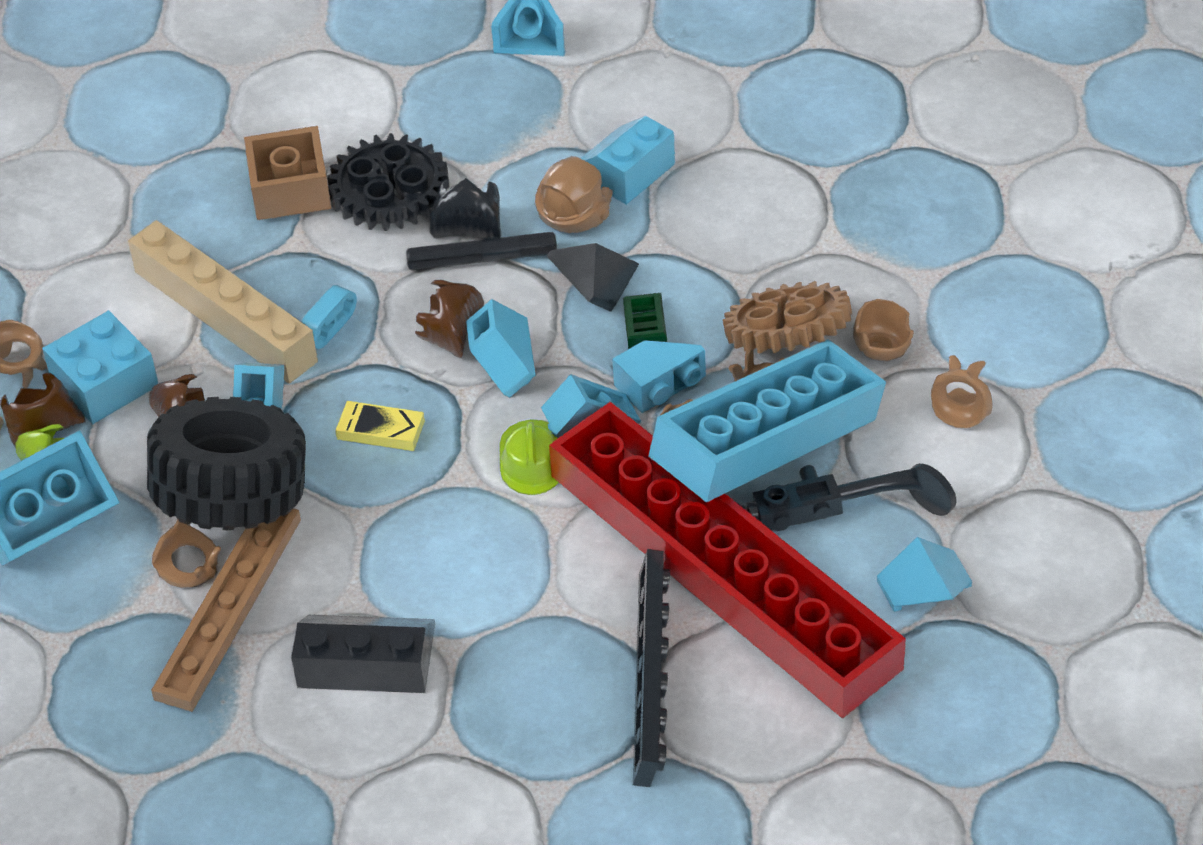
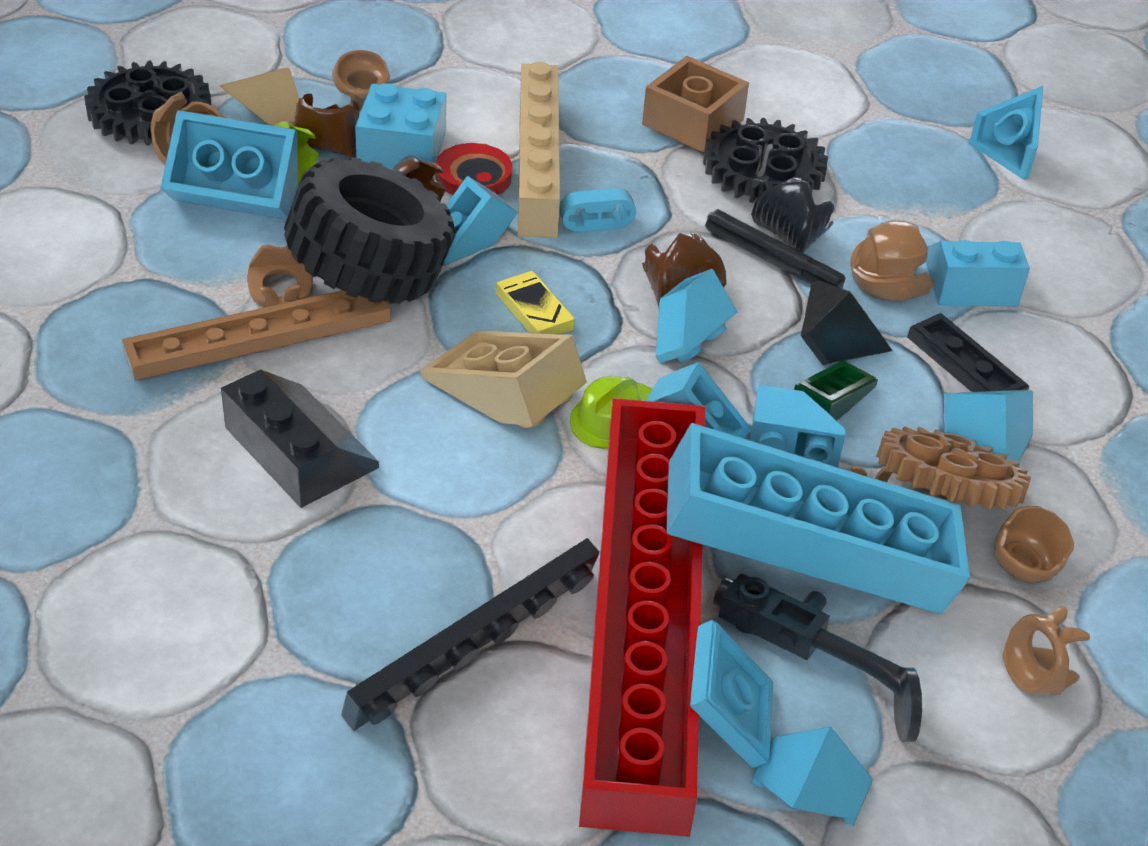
camera: 40 degrees right, 5 degrees down
(192, 351) = (478, 161): none -> tile
(436, 487) = (510, 374): none -> tan slope
(695, 233) = (963, 356): none -> black tile
(761, 264) = (992, 419): none -> medium azure slope
(841, 566) = (732, 694): none -> medium azure tile

